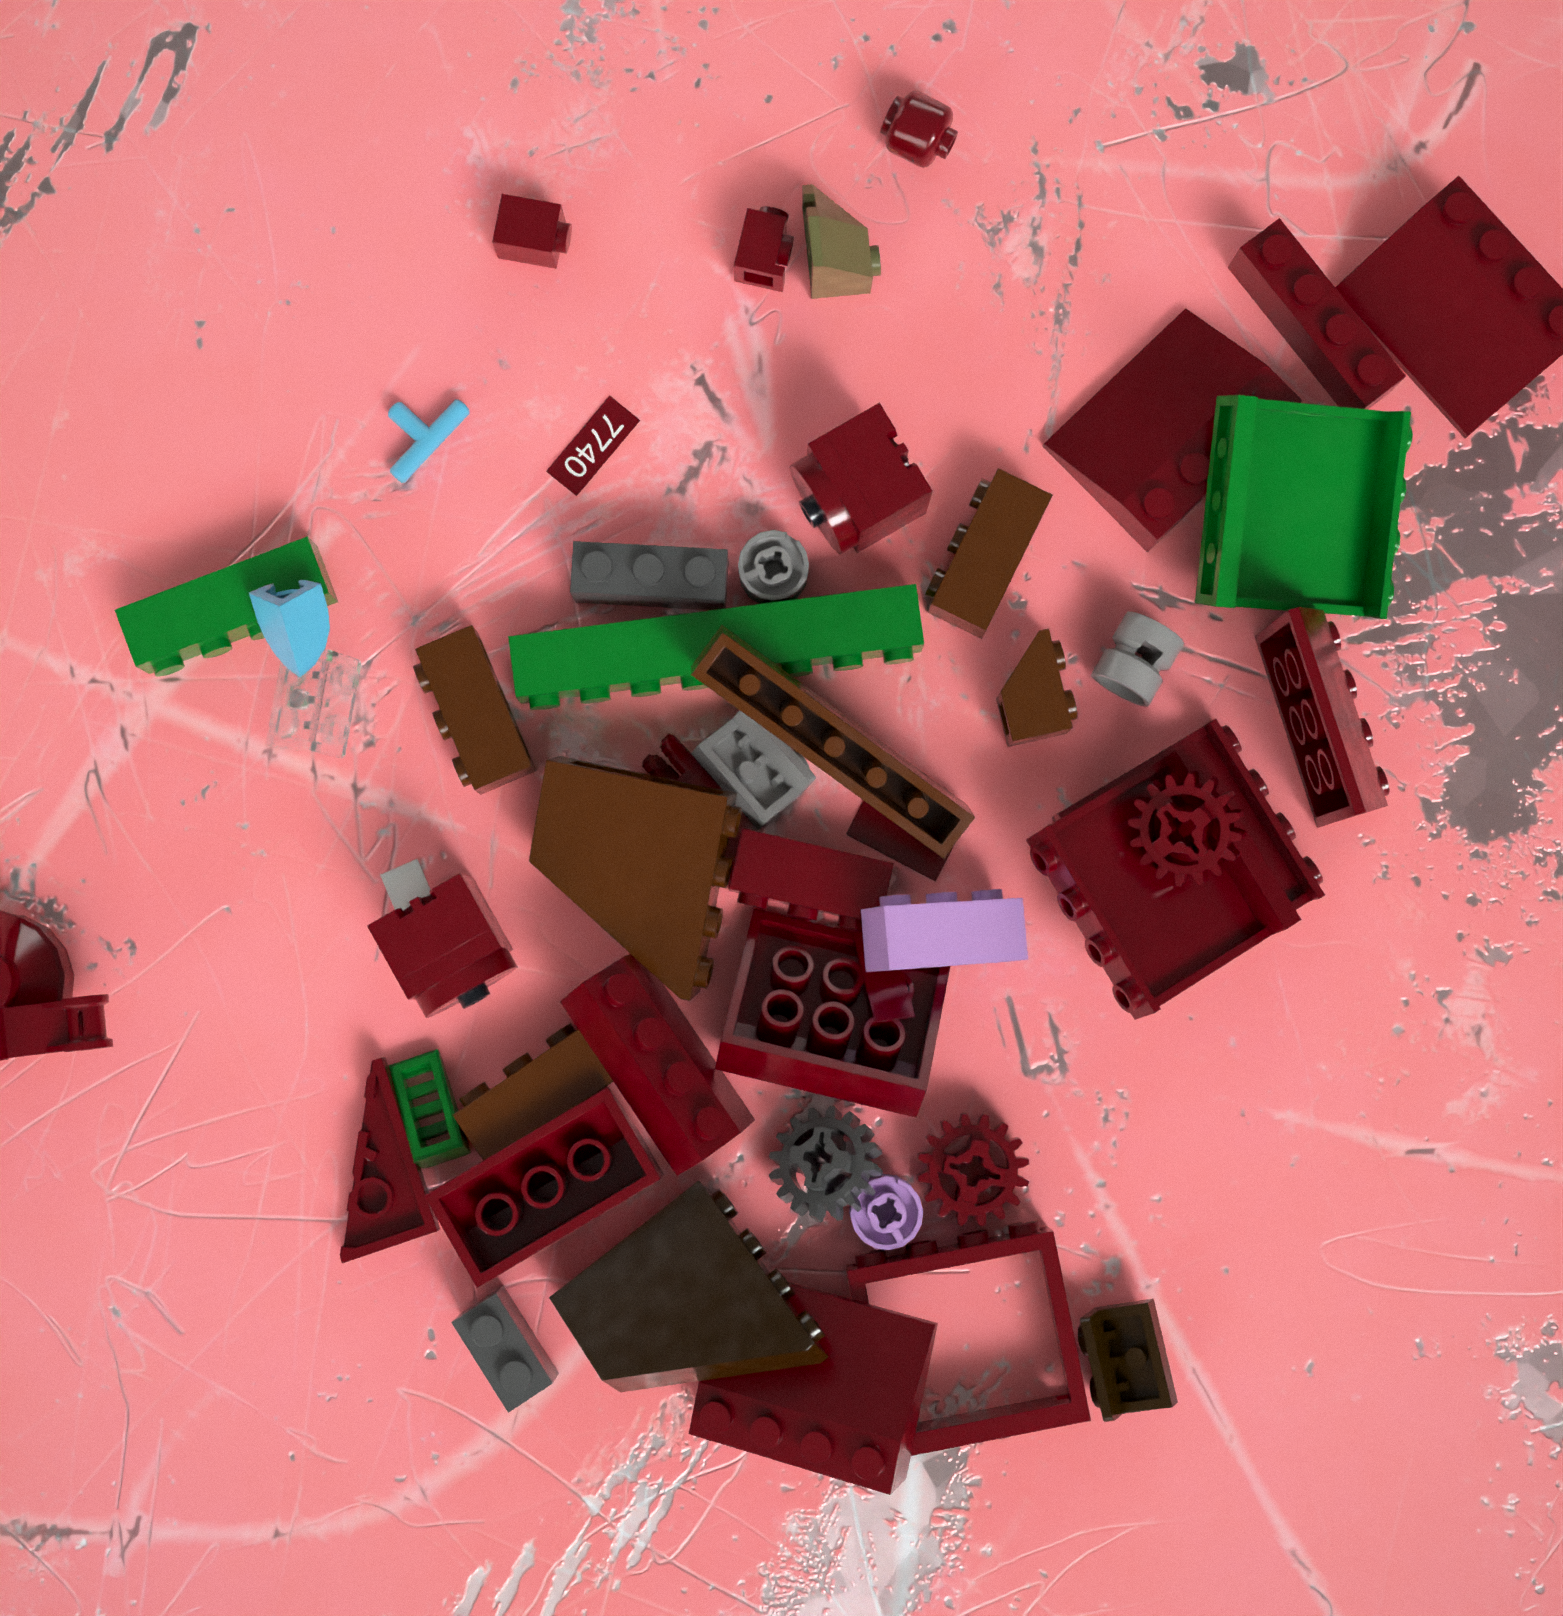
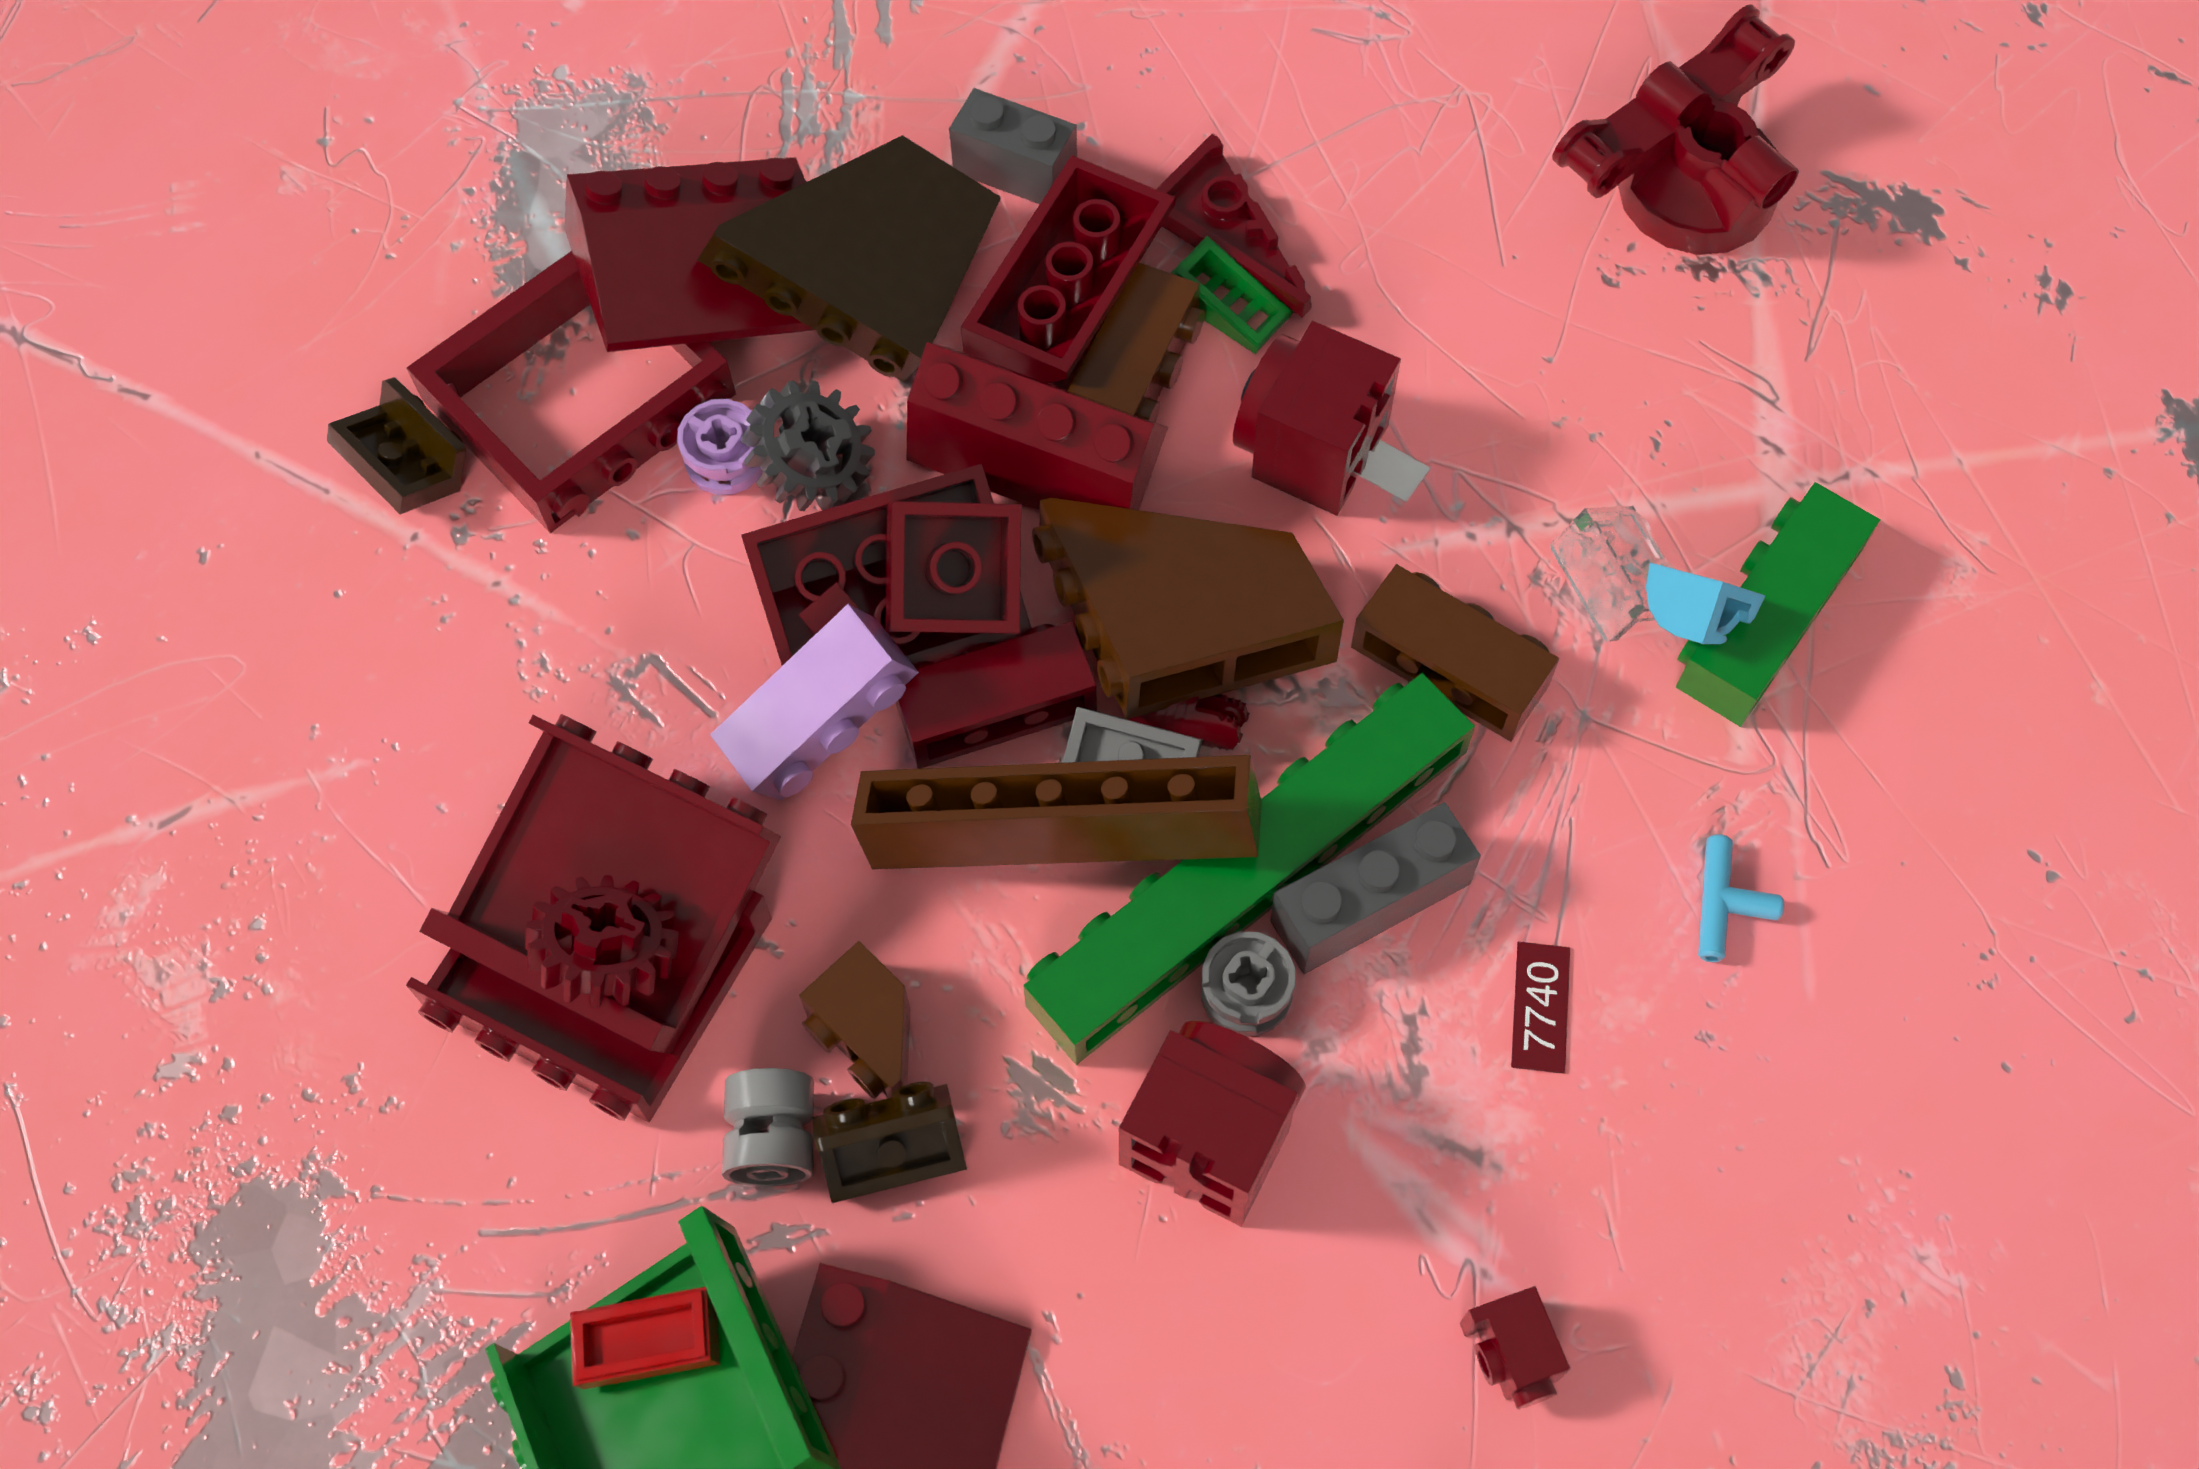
camera: 150 degrees right, 20 degrees down
(531, 231) = (1794, 1190): dark red brick -> none
(793, 966) = (953, 567): none -> dark red brick
(836, 248) = (1437, 1398): olive slope -> none
(965, 1192) = (655, 526): dark red gear -> none
(987, 552) = (1017, 1148): reddish brown brick -> none
(1066, 604) = (888, 1141): none -> dark brown bracket
(1289, 560) = (644, 1338): none -> red tile
(1321, 716) = (499, 1181): dark red slope -> none

